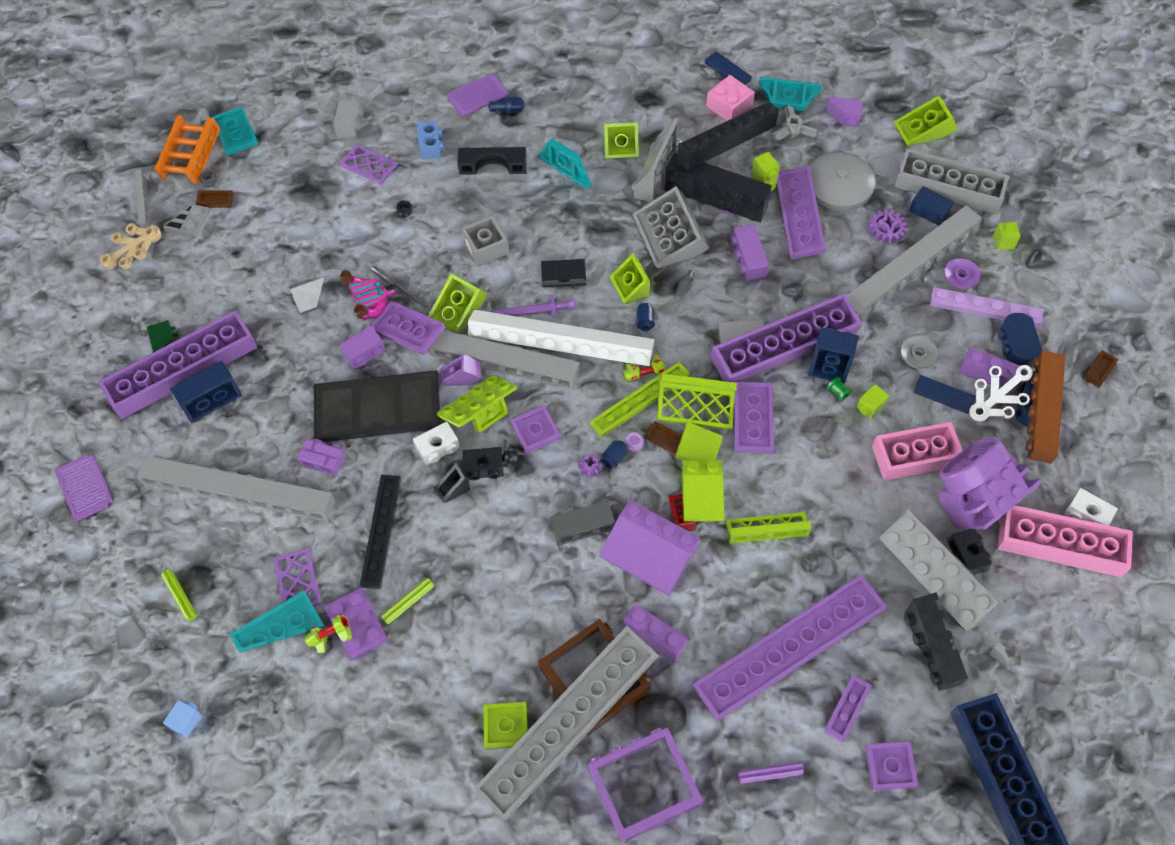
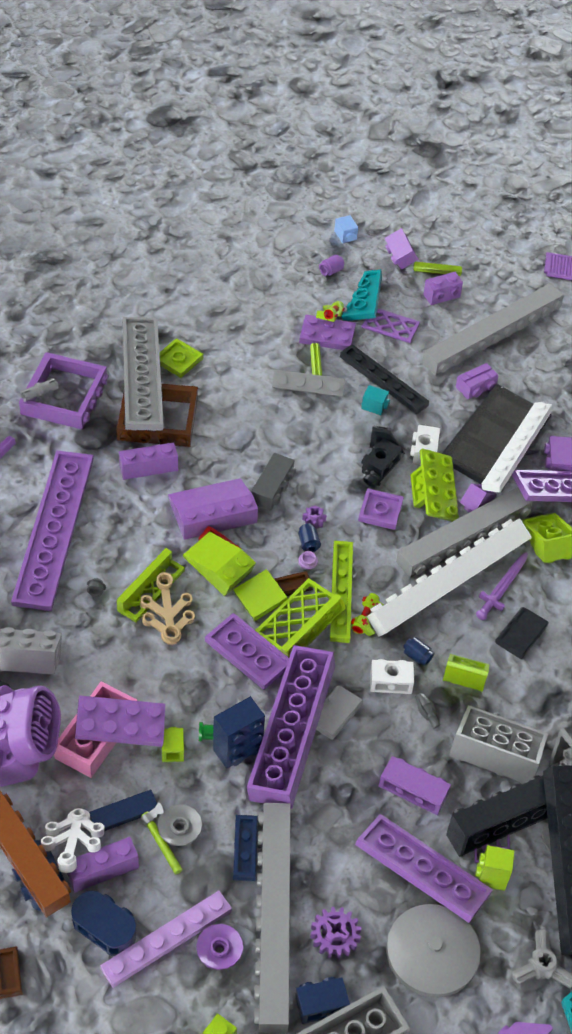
camera: 125 degrees right, 10 degrees down
(180, 639) = (401, 249): none -> brick
(212, 564) = (443, 288): none -> medium lavender brick
(255, 688) = (331, 265): none -> medium lavender brick
(387, 367) = (517, 447): none -> white plate
(415, 516) = (375, 400): none -> teal brick
(442, 584) = (308, 383): none -> light grey plate
(676, 791) = (39, 389): none -> light grey pin
(680, 308) = (382, 682): none -> white brick
(777, 493) = (167, 611): none -> tan plant
(888, 312) = (245, 848): none -> dark blue tile
(905, 428) = (120, 721): none -> medium lavender plate
(933, 373) = (149, 820): none -> lime piece

